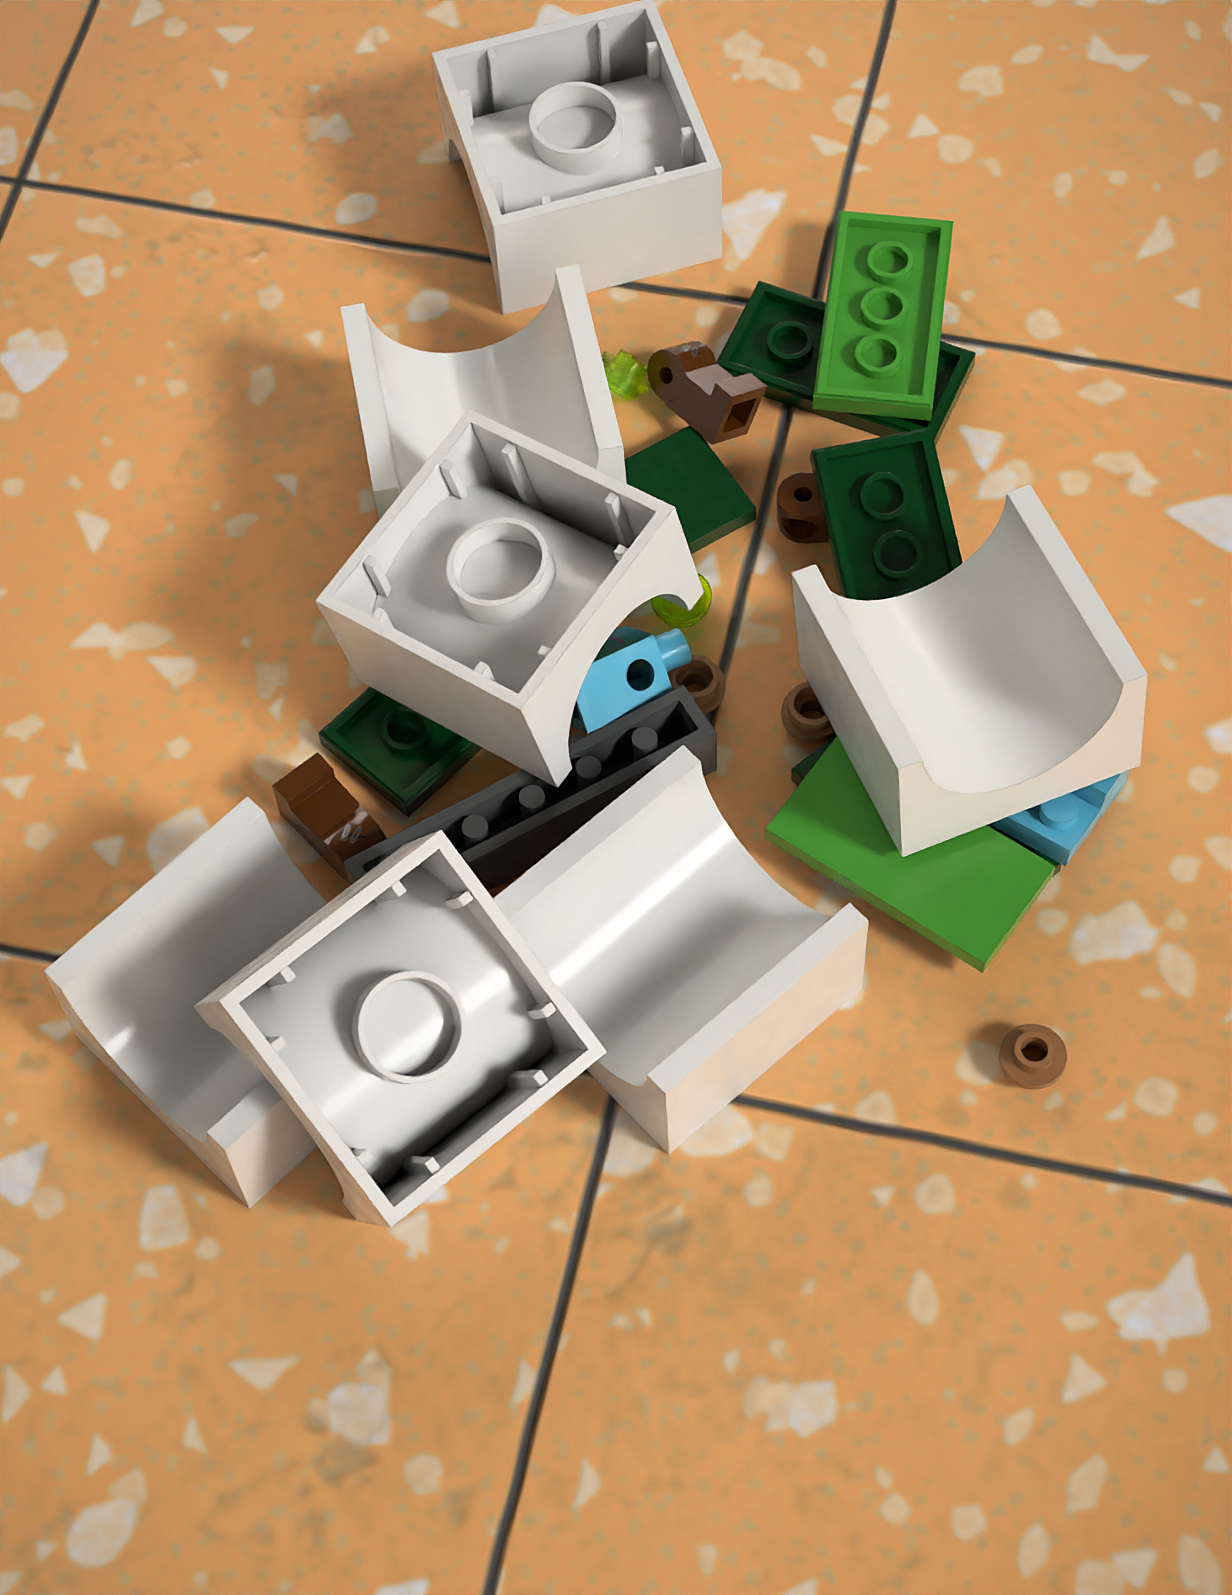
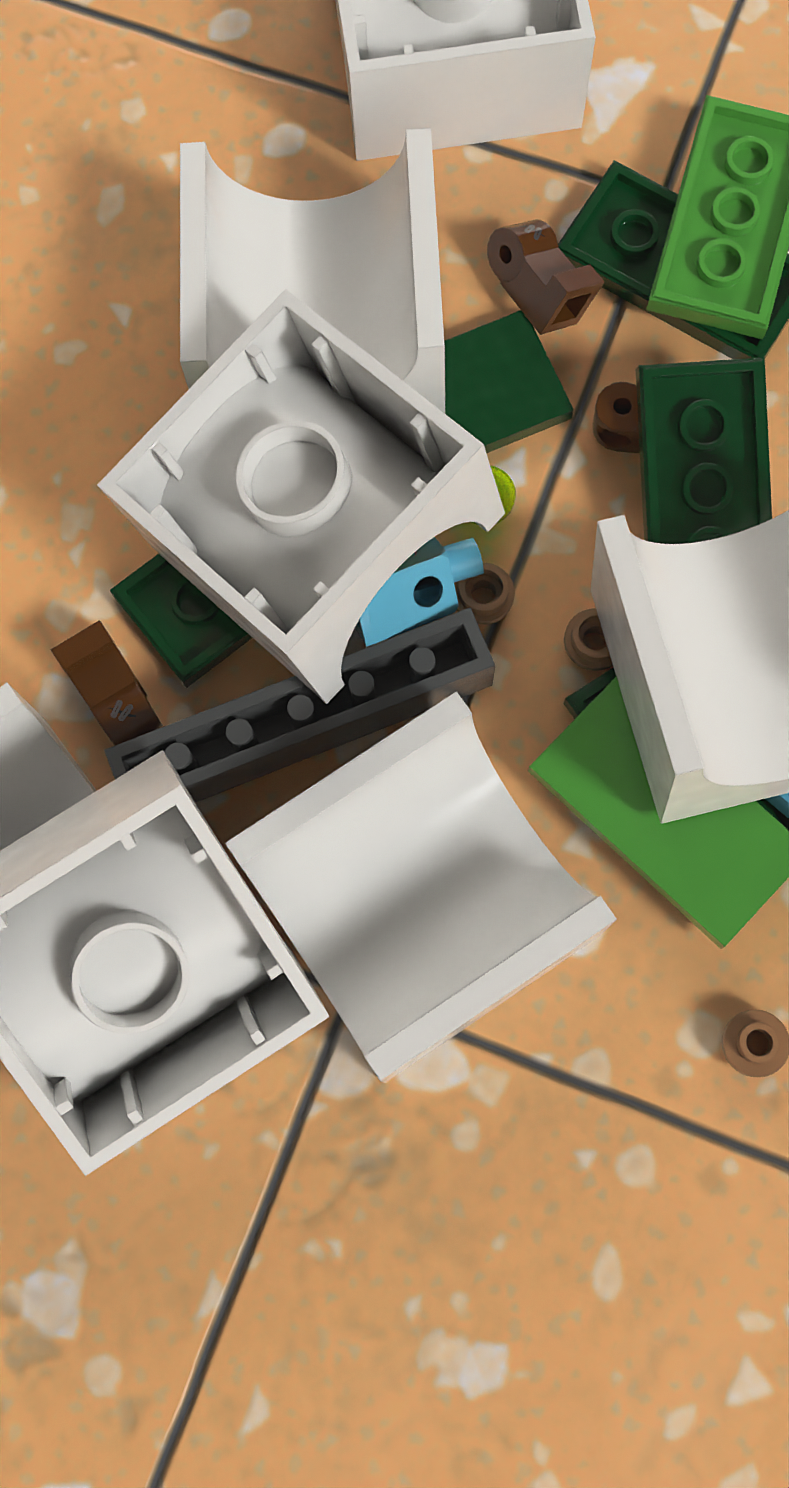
camera: 10 degrees right, 15 degrees up
(625, 374) = (463, 245): clear neon green plate -> none

